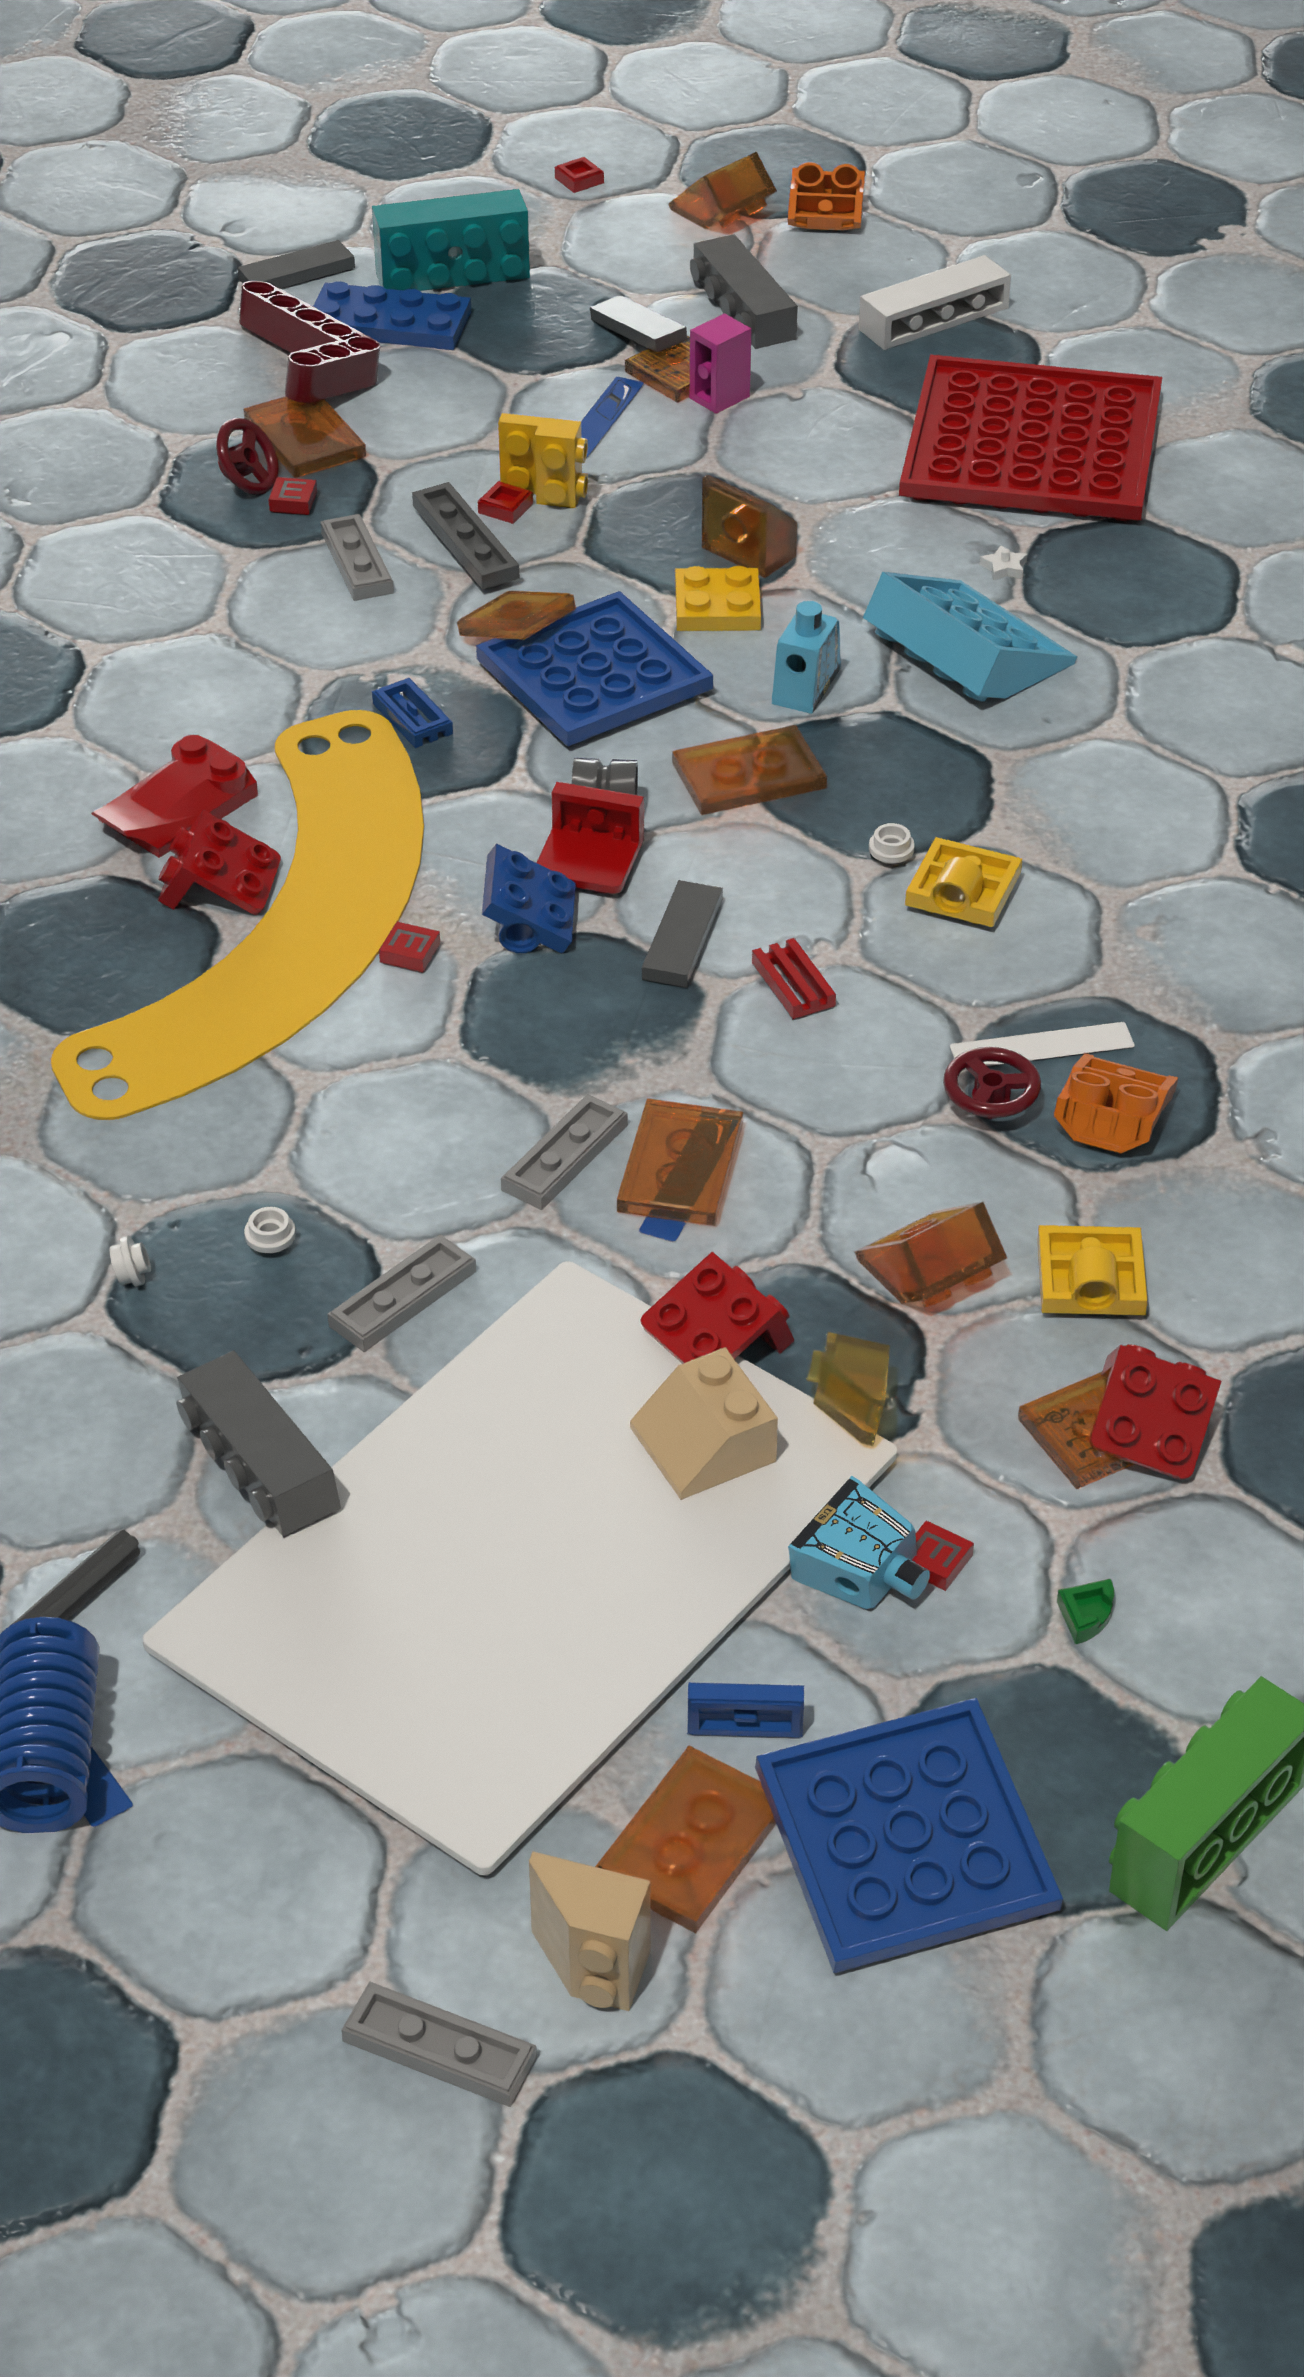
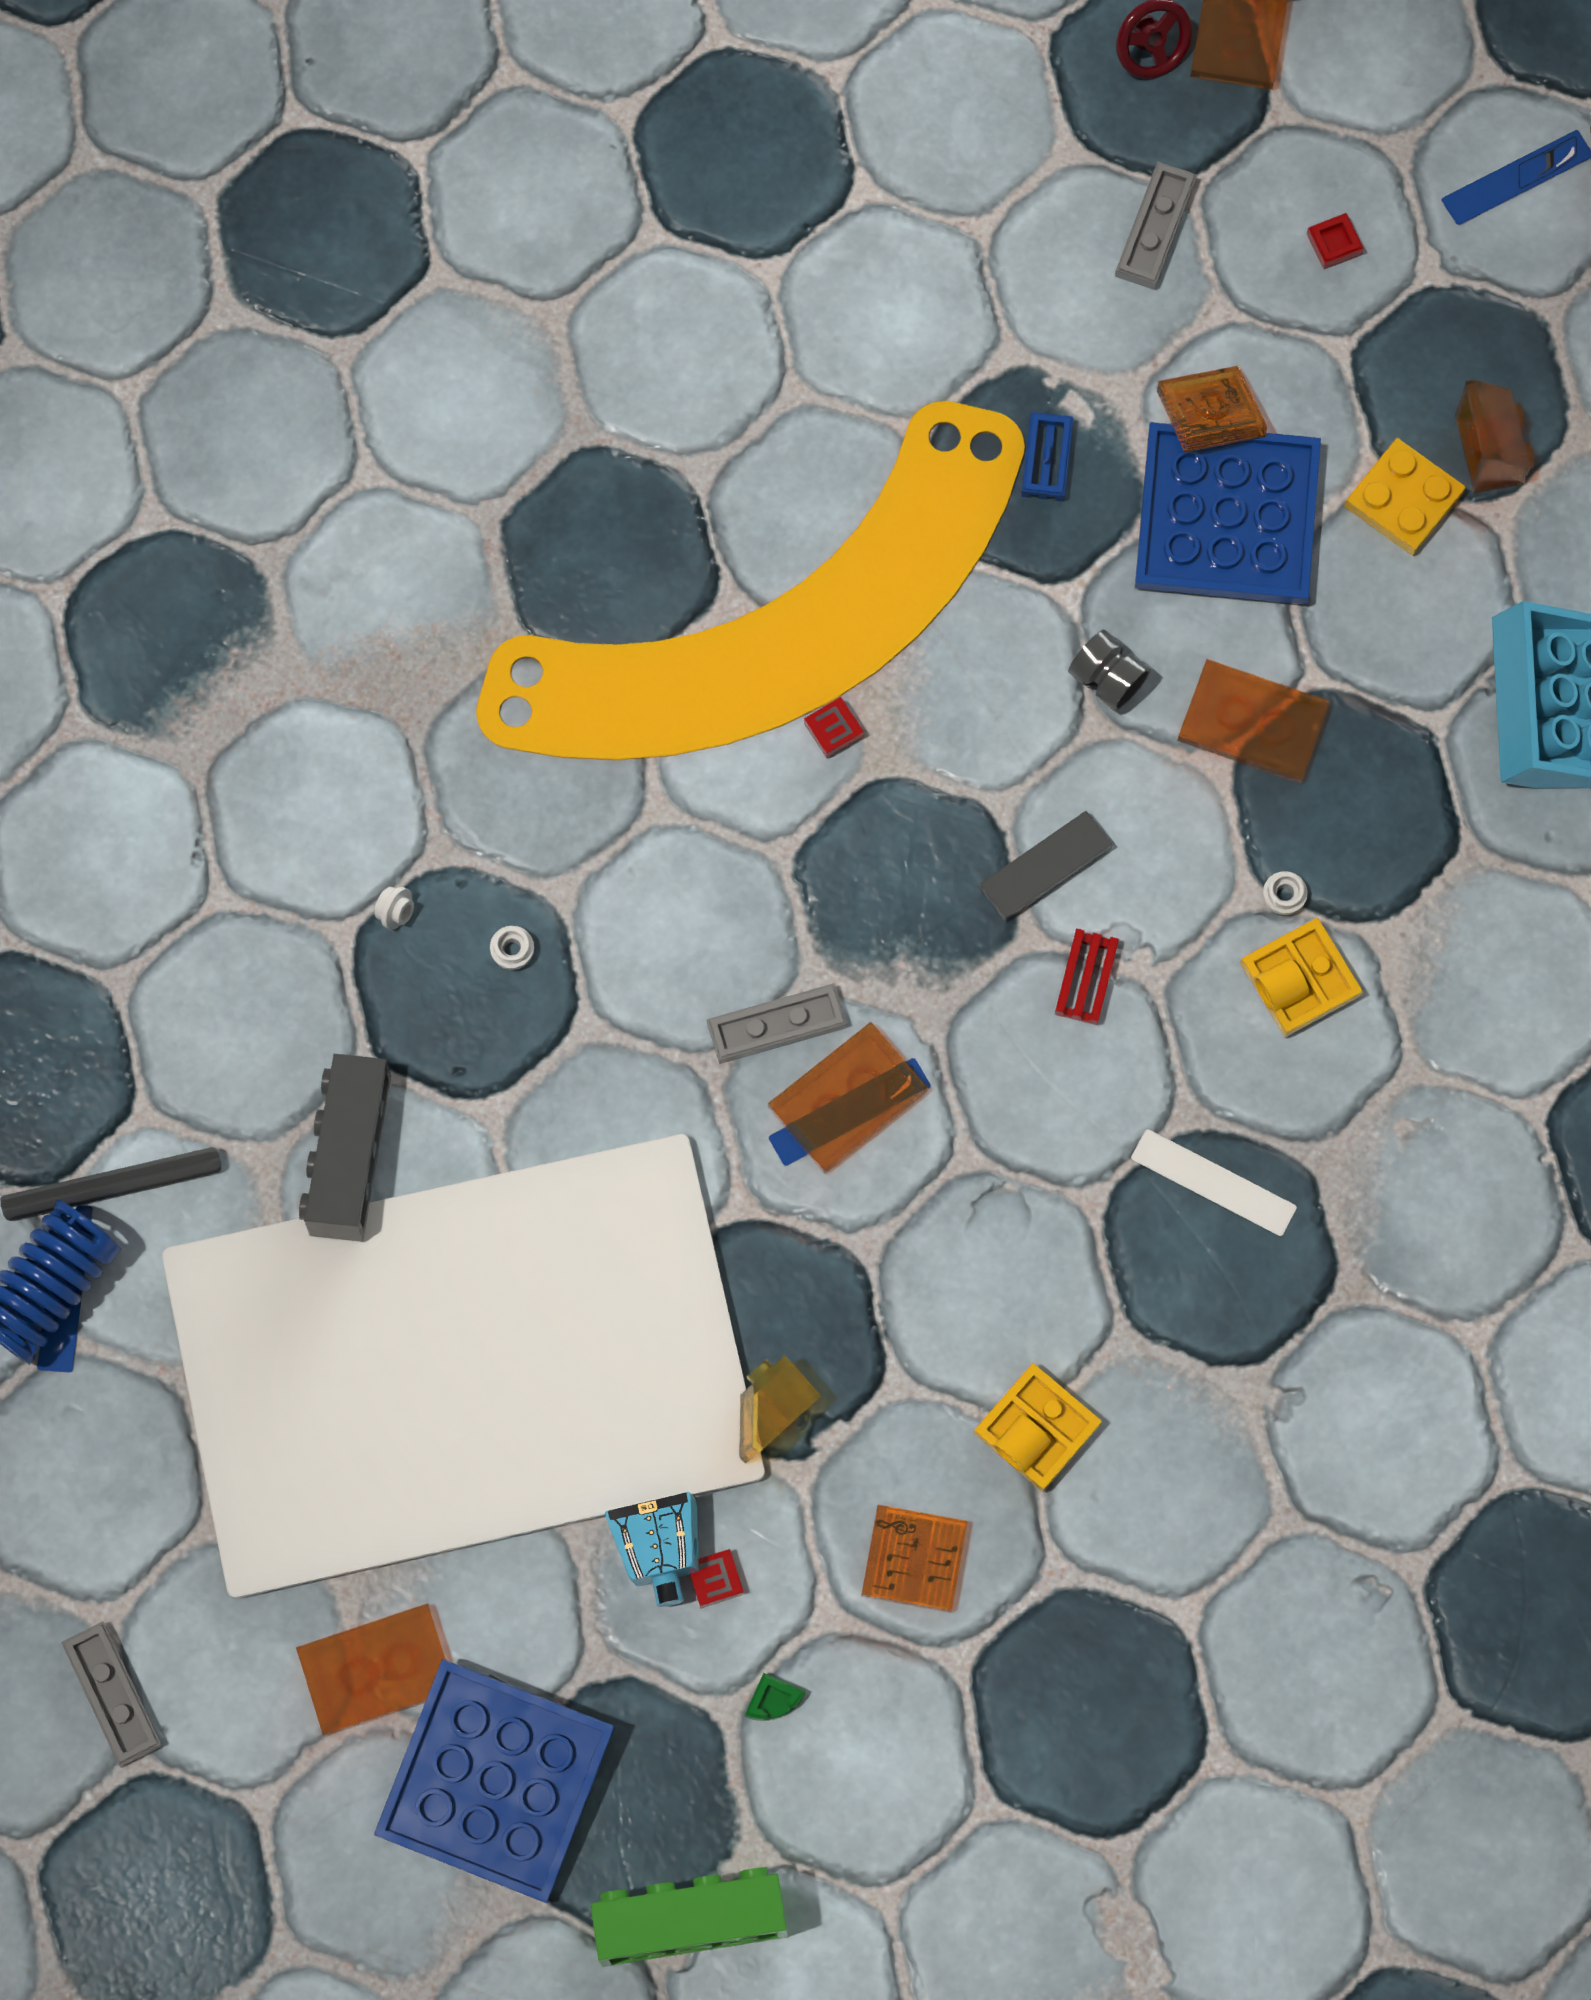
camera: 40 degrees right, 30 degrees up
(176, 794) = (783, 430): red slope -> none
(220, 861) = (757, 539): red bracket -> none
(292, 495) = (1165, 105): red tile -> none
(401, 1293) = (559, 1072): light grey tile -> none
(466, 535) = (1260, 267): dark grey plate -> none
(527, 902) = (948, 754): blue plate -> none
(543, 458) = (1393, 231): yellow plate -> none
(591, 1928) = (239, 1706): tan slope -> none
(594, 836) = (1049, 723): red bracket -> none
(706, 1425) = (640, 1366): tan slope -> none
(714, 1311) = (735, 1273): red bracket -> none
(745, 1710) = (480, 1608): blue tile -> none
(810, 642) = (1397, 641): medium azure torso -> none
(935, 1254) = (938, 1326): clear orange slope -> none
(992, 1088) = (1109, 1211): dark red piece -> none
(1112, 1103) = (1200, 1287): orange slope -> none
(1153, 1411) = (954, 1586): red bracket -> none

